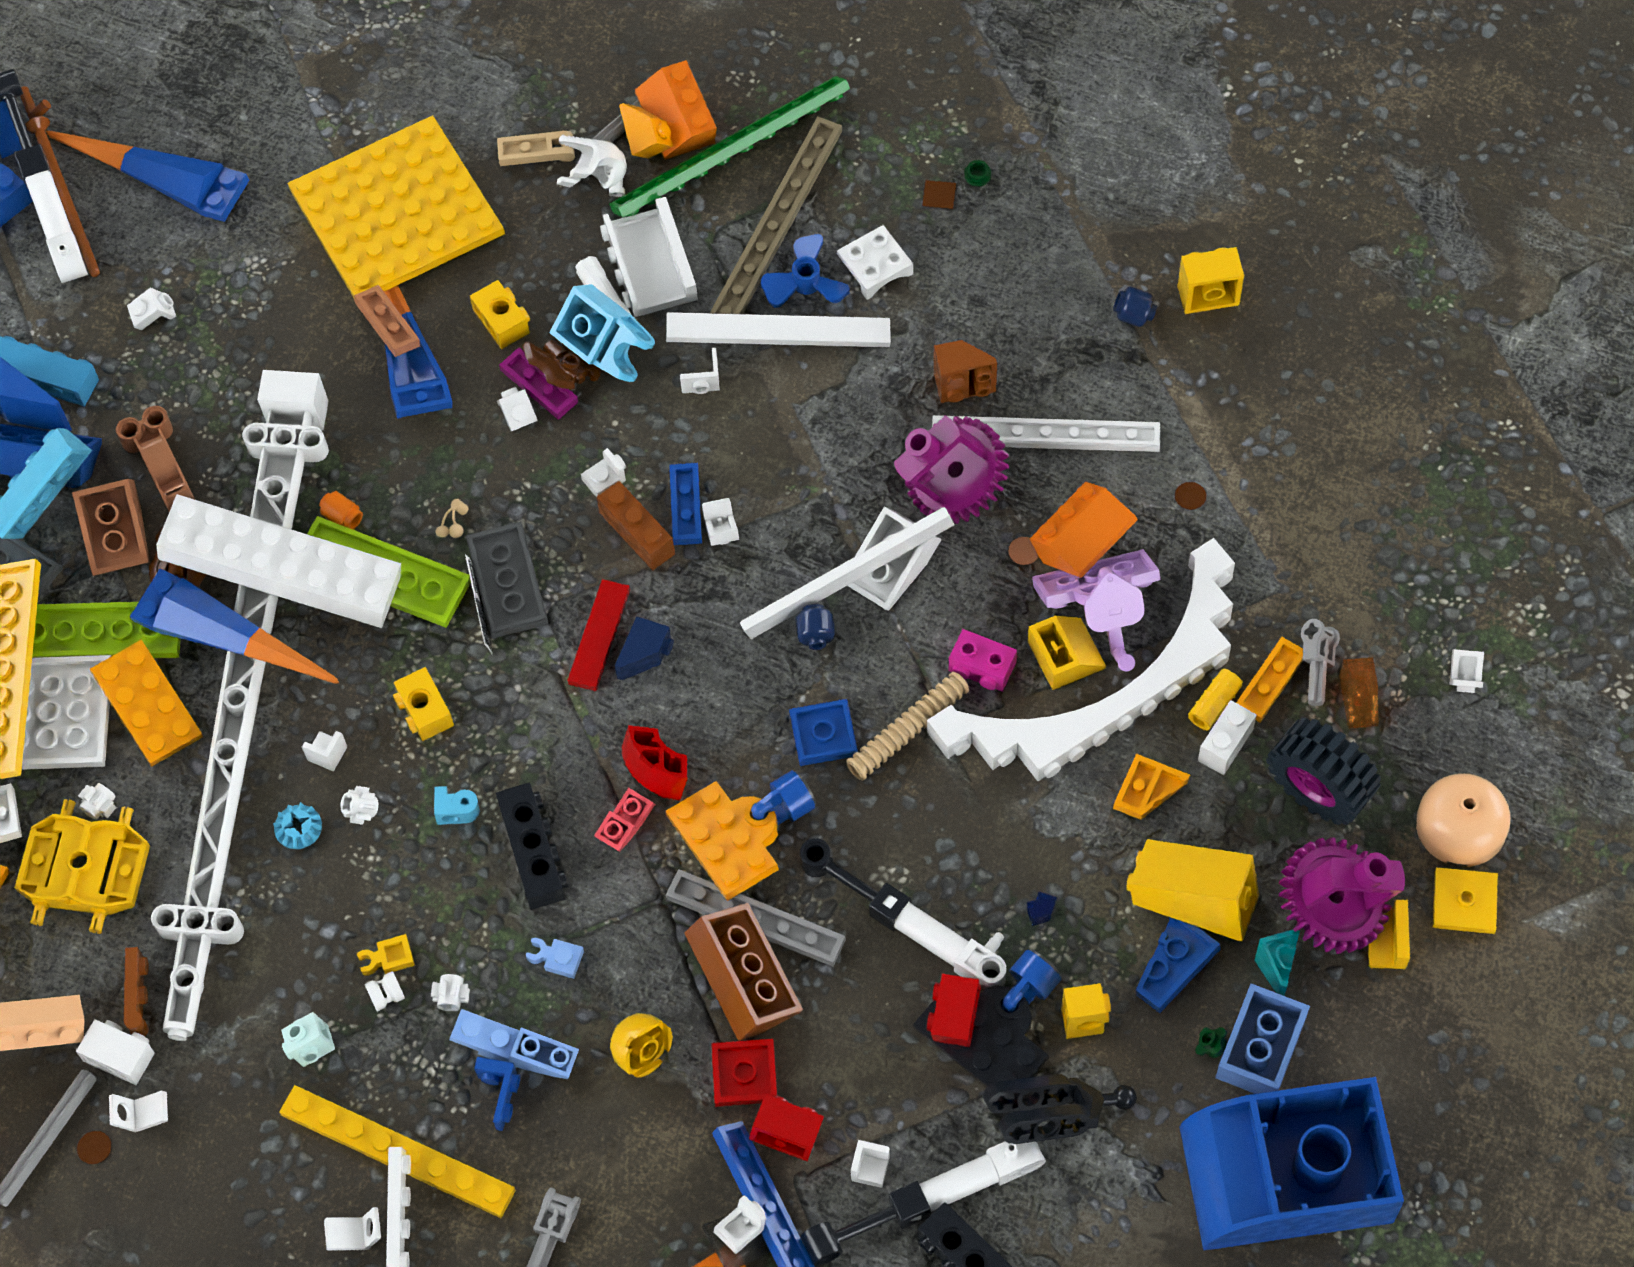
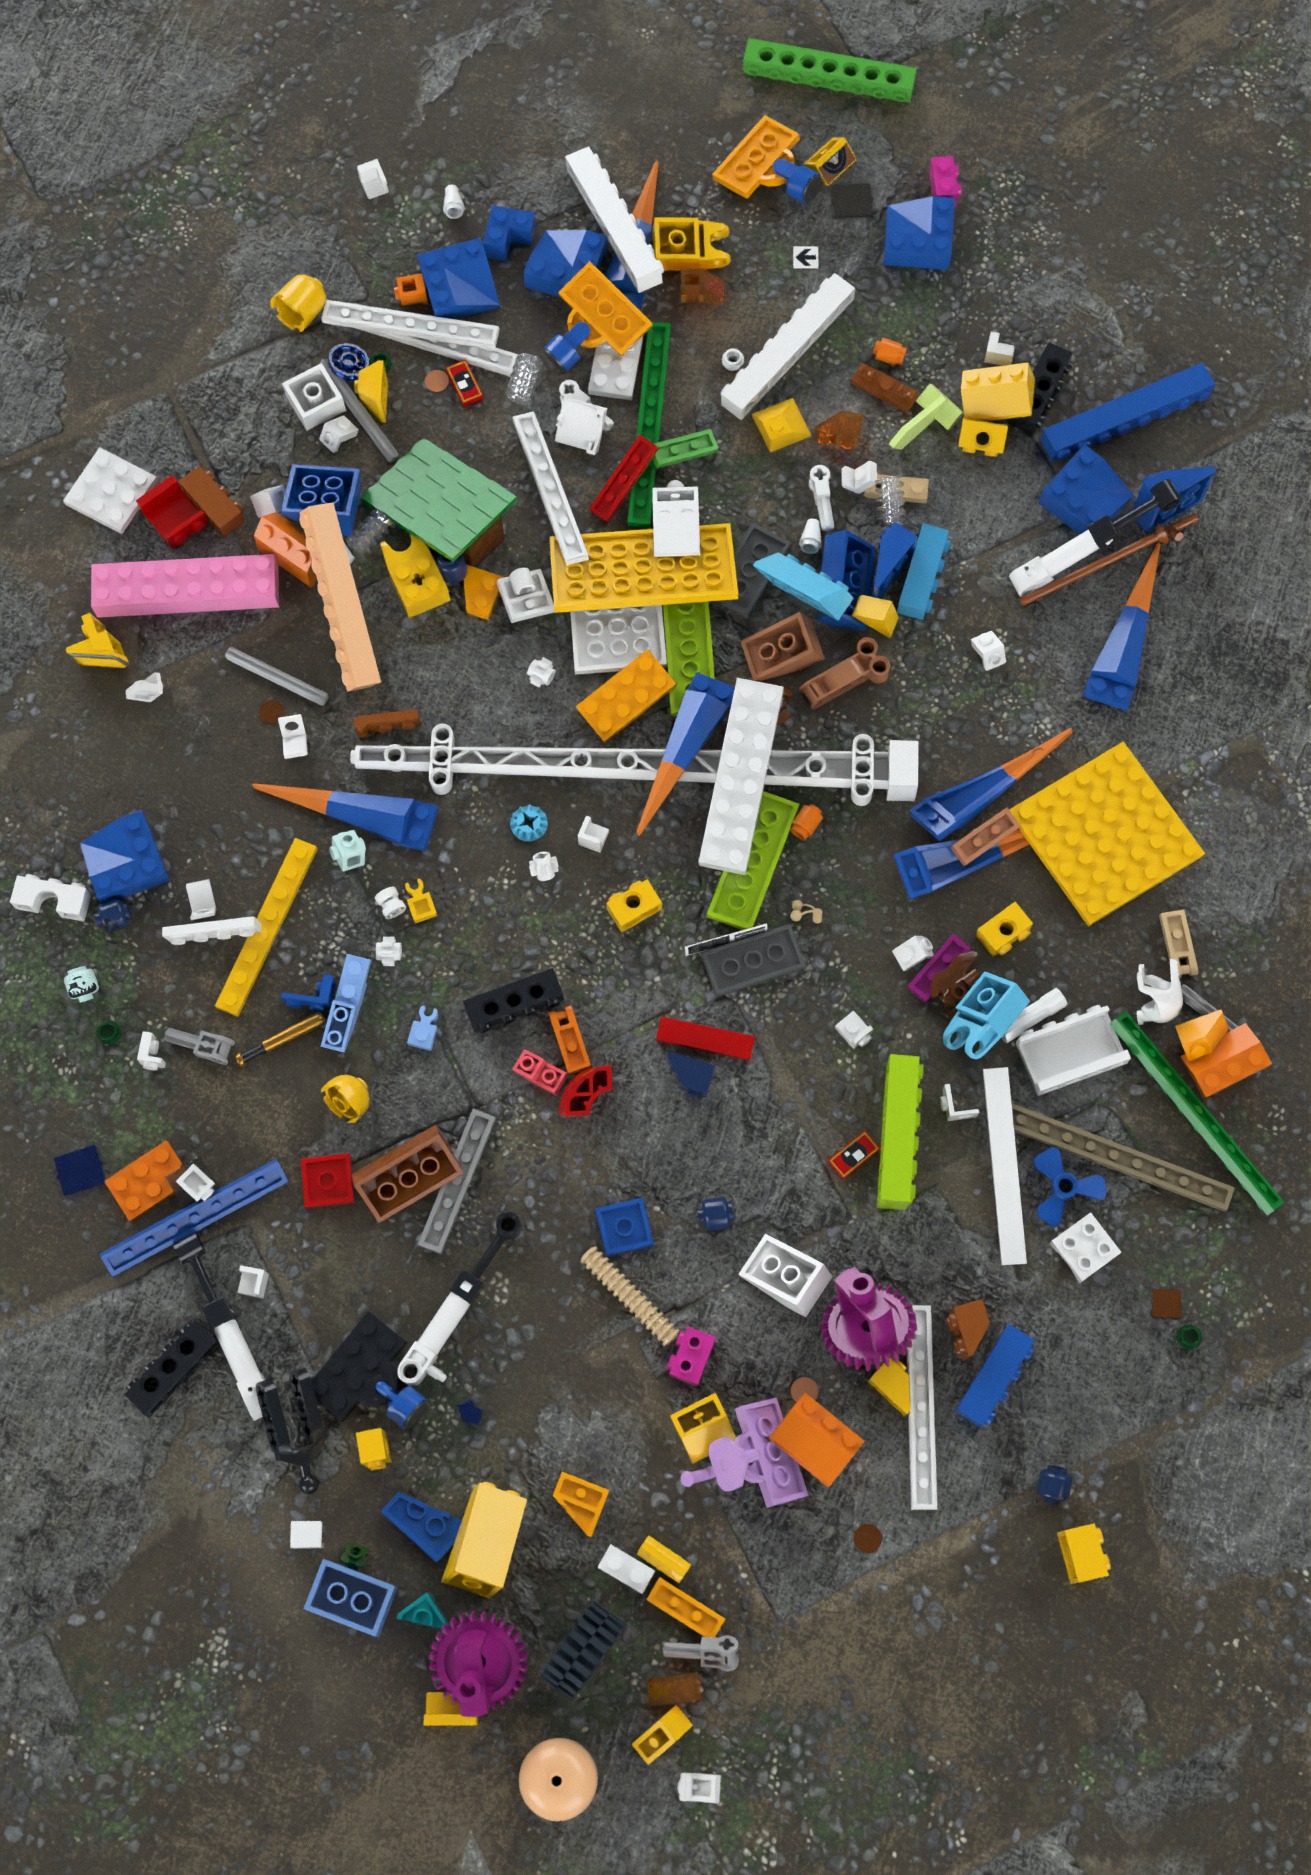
camera: 85 degrees right, 10 degrees up
(52, 882) = (492, 644): yellow piece -> none
(87, 418) = (877, 614): none -> yellow slope
(116, 1051) = (339, 715): white brick -> none
(266, 995) = (392, 818): none -> blue plate
(341, 348) = (960, 804): none -> blue plate
(456, 807) = (545, 942): medium azure leg -> none
(543, 1112) = (298, 1029): none -> pearl gold piece
(586, 784) = (570, 1040): none -> orange plate
(635, 525) = (804, 1059): dark orange brick -> none
(685, 504) = (830, 1099): blue plate -> none
(720, 521) = (811, 1129): white bracket -> none
(732, 428) = (898, 1132): none -> lime brick
(734, 834) = (528, 1159): light orange plate -> none
(753, 484) = (853, 1155): none -> tile
(786, 1127) = (279, 1215): red brick -> none
(847, 573) = (759, 1237): white tile -> none
(955, 1010) = (370, 1342): red brick -> none
(1017, 356) = (994, 1376): none -> blue brick
(1026, 455) = (893, 1385): none -> yellow slope
(1053, 741) = (707, 1537): white arch -> none
(1186, 1095) = (306, 1534): none -> white panel
(1291, 1164) = (236, 1619): blue brick -> none
(1411, 707) = (662, 1734): none -> yellow slope
(1465, 900) = (486, 1778): yellow plate -> none

